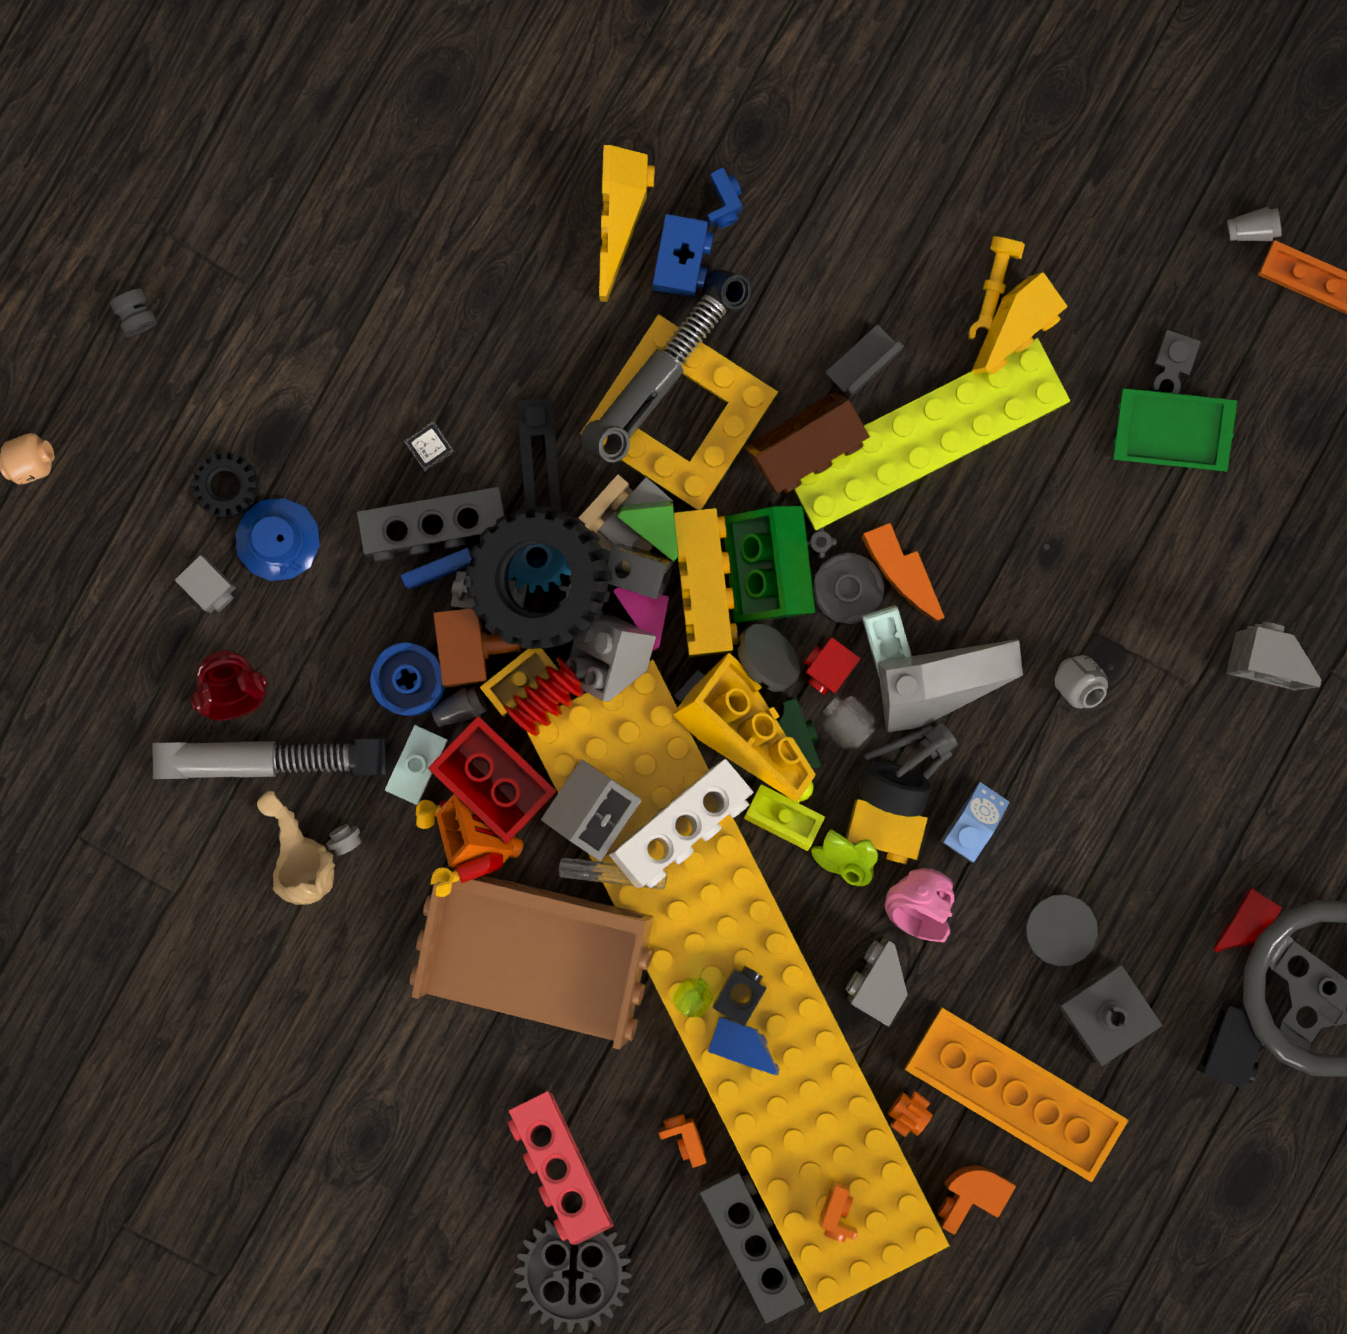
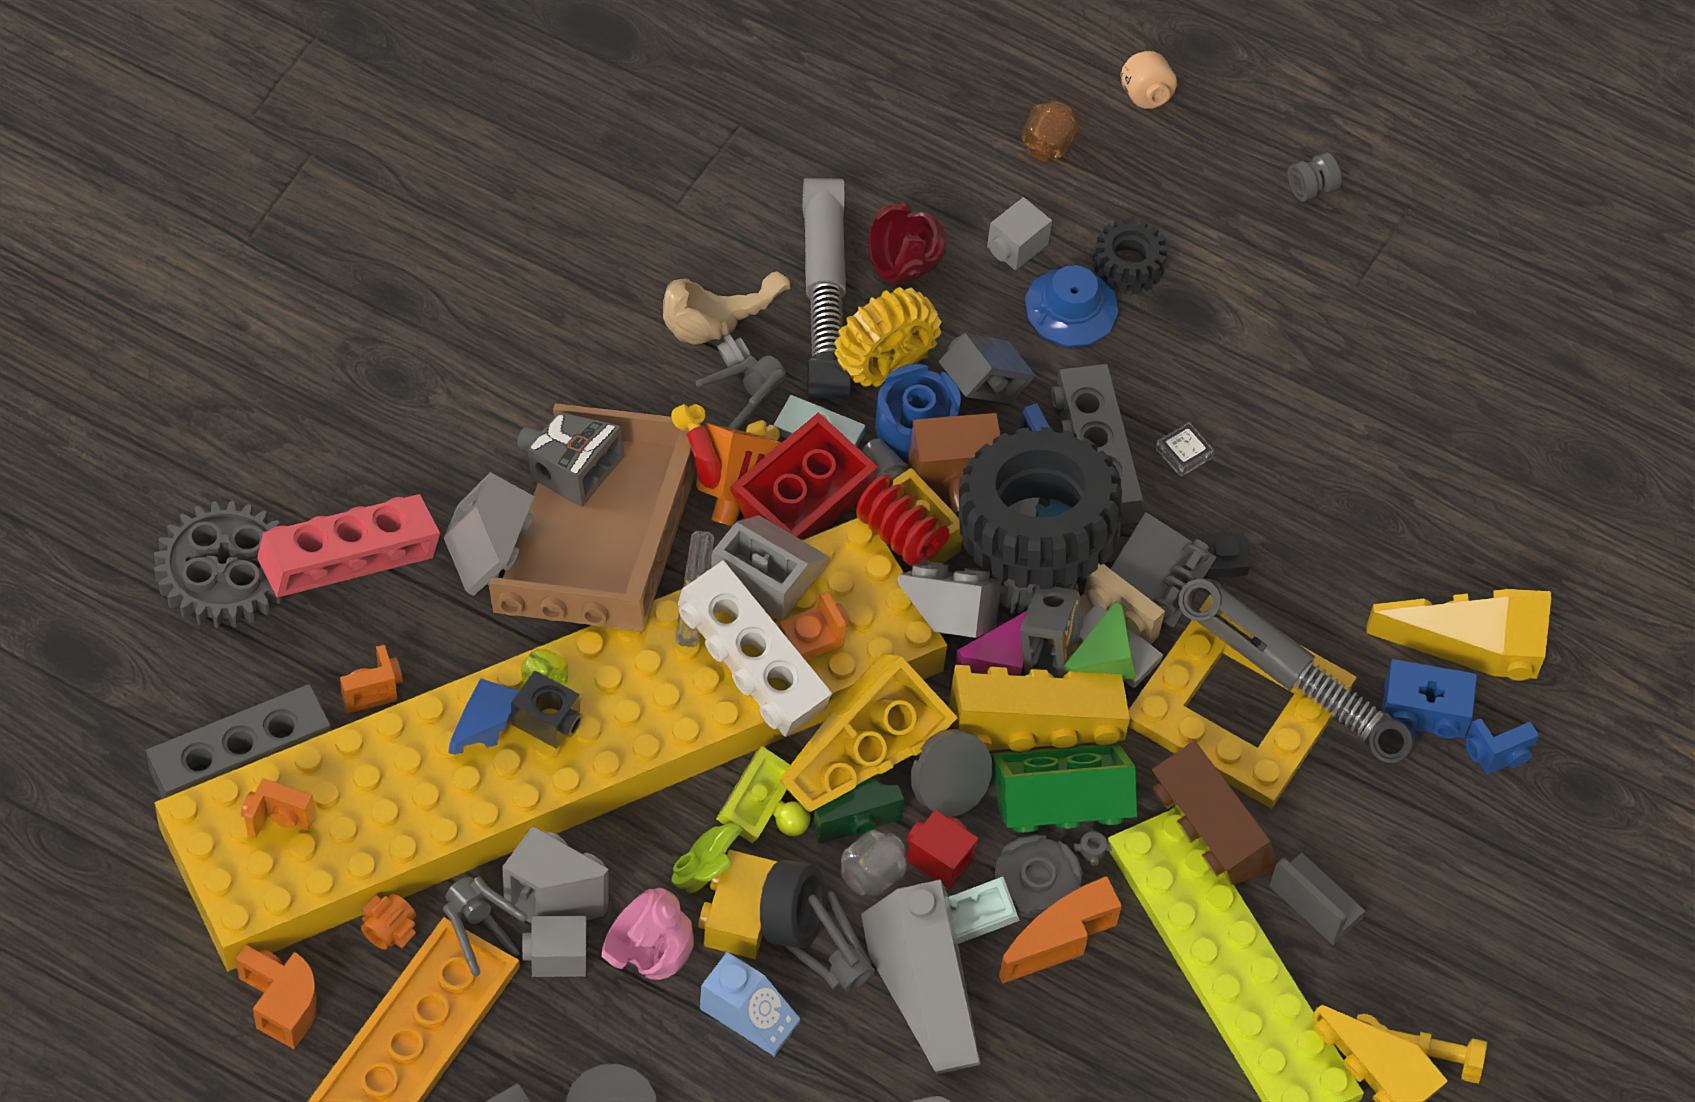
camera: 85 degrees right, 30 degrees down
(88, 553) = (1049, 130): none -> clear orange head
(339, 705) = (887, 335): none -> yellow gear
(364, 618) = (986, 368): none -> dark grey brick
(374, 814) = (759, 380): none -> dark grey plant
(465, 981) = (572, 454): none -> dark grey torso
(550, 1050) = (486, 531): none -> light grey slope
(562, 474) = (1161, 563): none -> dark grey hinge
(652, 772) = (817, 629): none -> orange bracket
(892, 1047) = (470, 901): none -> dark grey plant
(927, 978) = (556, 946): none -> light grey brick

